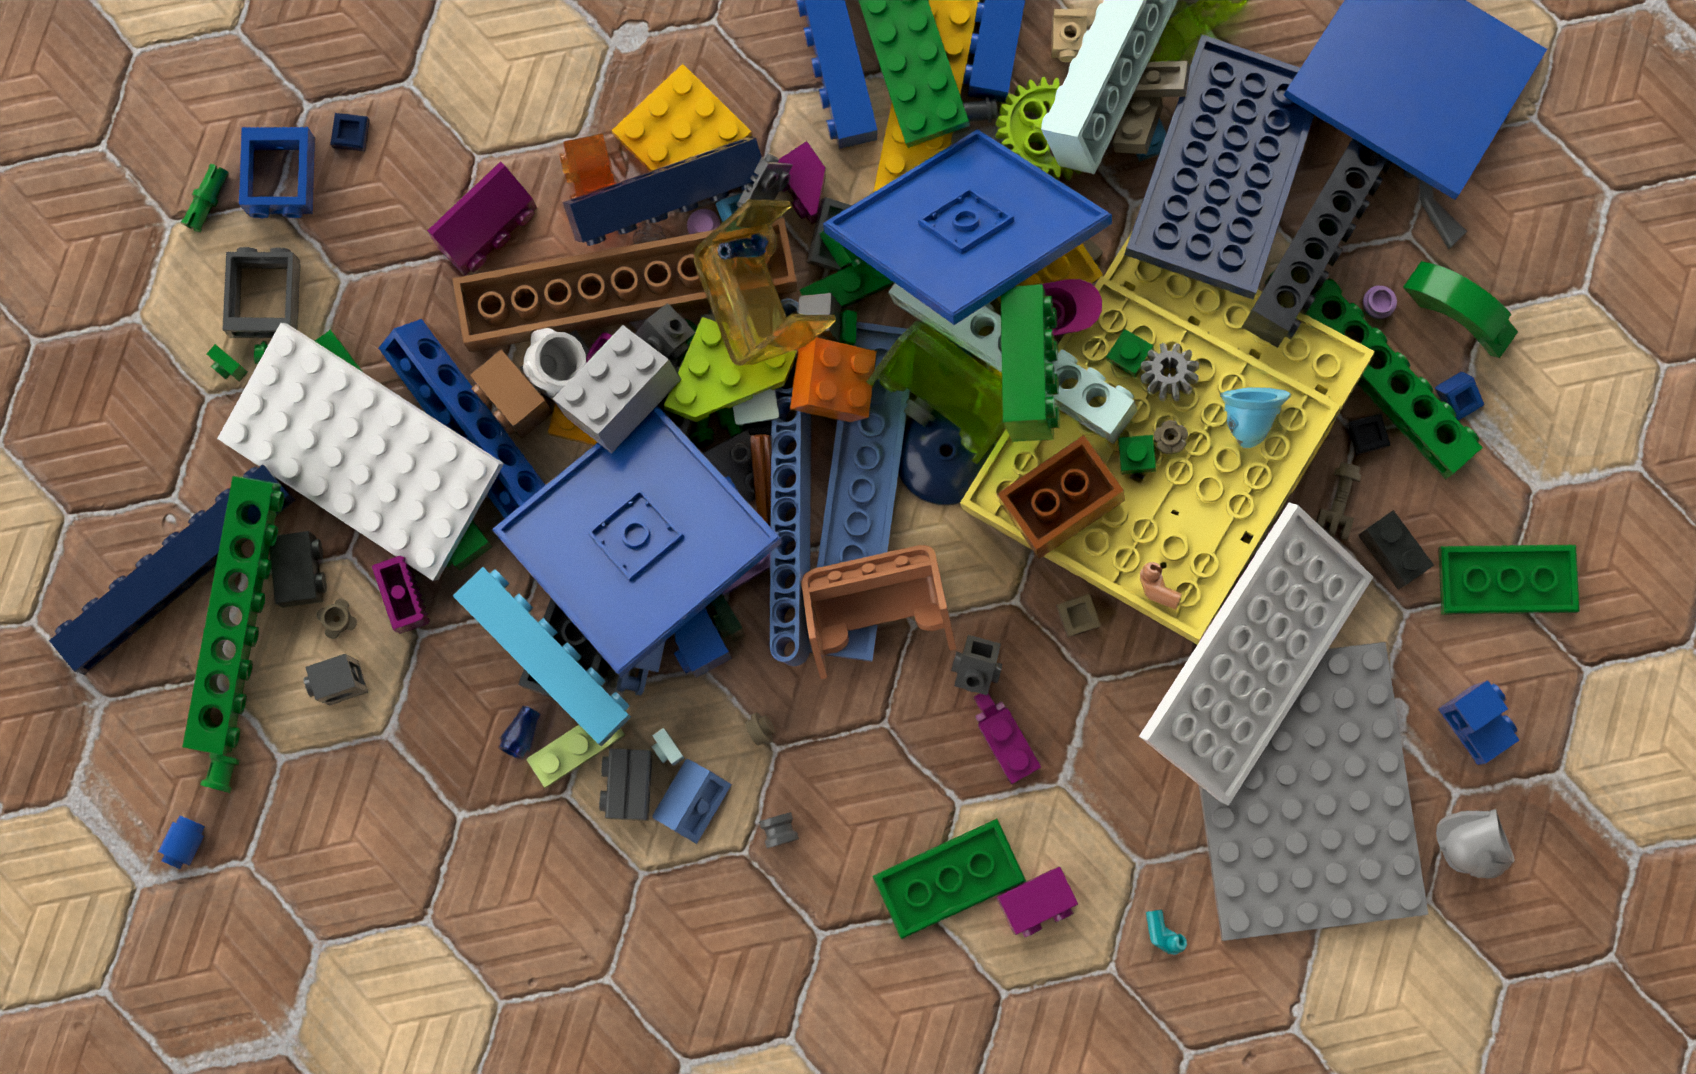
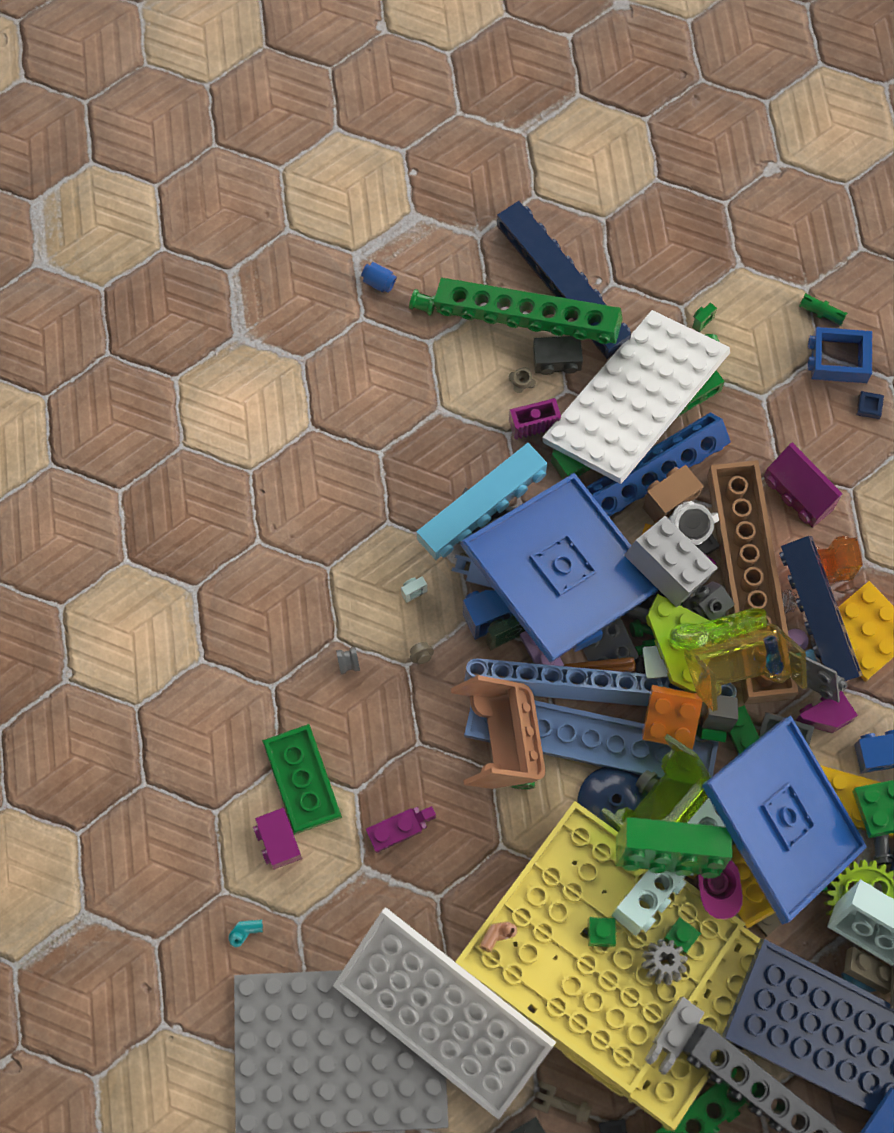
camera: 95 degrees right, 10 degrees down
(249, 258) = (754, 323): dark grey window -> none
(335, 680) = (478, 373): dark grey brick -> none
(519, 734) = (432, 492): clear blue cone -> none
(567, 754) = (413, 518): yellowish green plate -> none
(627, 784) = (390, 560): dark grey brick -> none
(691, 800) = (374, 603): medium blue panel -> none
(724, 346) = (696, 635): none -> clear neon green beam
(977, 665) = (454, 809): dark grey brick -> none
(1061, 496) = (571, 868): dark orange brick -> none
(1078, 615) = (486, 889): dark tan plate -> none
(1170, 446) = (608, 963): dark tan plate -> none
(1252, 412) = (628, 1020): medium azure piece -> none
(1260, 355) = (675, 1033): none -> light grey hinge

